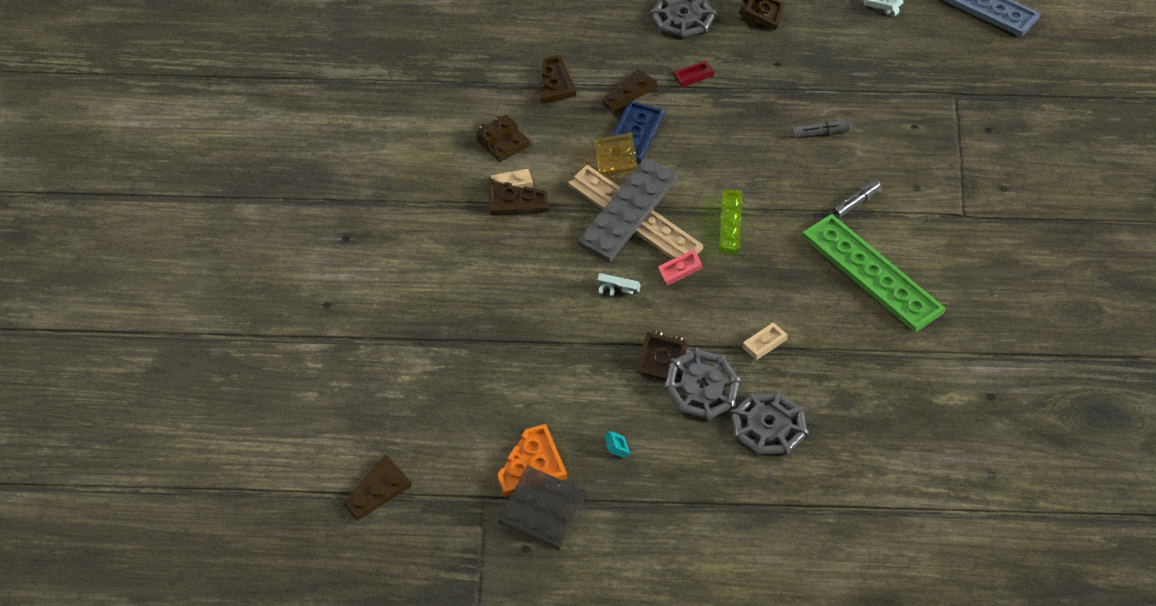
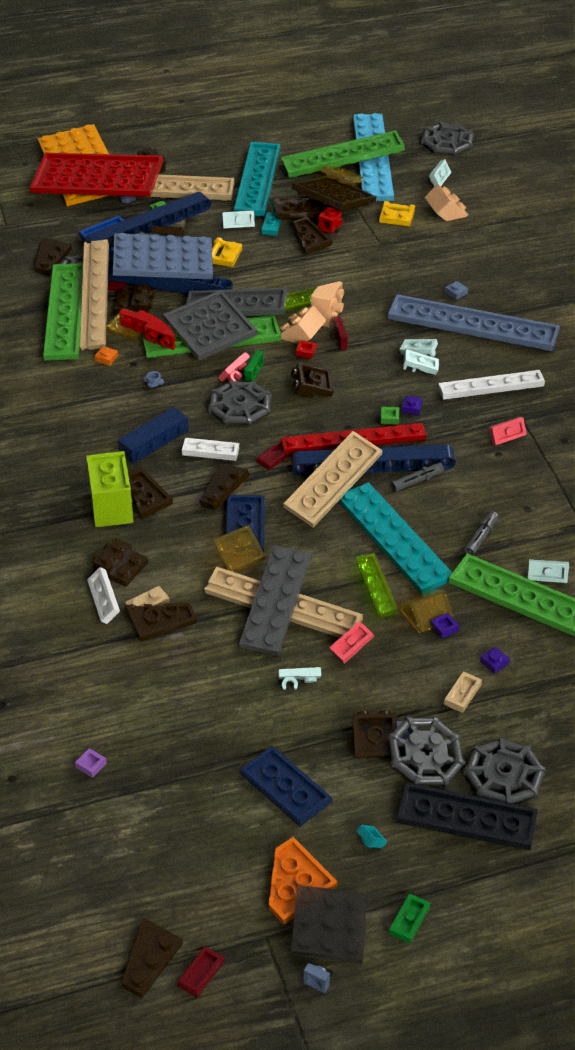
camera: 20 degrees left, 5 degrees down
(398, 309) = (90, 763): none -> medium lavender plate
(415, 514) = (200, 972): none -> dark red tile
(473, 164) = (103, 595): none -> white plate
(511, 548) = (317, 977): none -> sand blue plate
(518, 67) = (110, 489): none -> lime container
(562, 379) = (286, 786): none -> dark blue tile
(585, 26) = (153, 435): none -> dark blue brick
(617, 525) = (409, 918): none -> green plate
(633, 53) = (210, 449): none -> white plate
(714, 453) = (467, 816): none -> black plate
(734, 109) = (332, 479): none -> tan plate
(769, 257) = (425, 608): none -> clear yellow slope
(771, 181) = (395, 538): none -> teal plate
(776, 76) = (332, 440): none -> red plate
(777, 275) = (444, 625): none -> dark purple plate
(784, 101) = (392, 459): none -> dark blue beam
(811, 320) = (494, 660): none -> dark purple plate
(822, 62) = (390, 415): none -> bright green plate
(850, 57) = (412, 405): none -> dark purple plate
(878, 17) = (420, 361): none -> light aqua plate
(903, 251) = (548, 571): none -> light aqua plate
(932, 106) = (507, 431): none -> coral plate
(940, 56) = (491, 384): none -> white plate

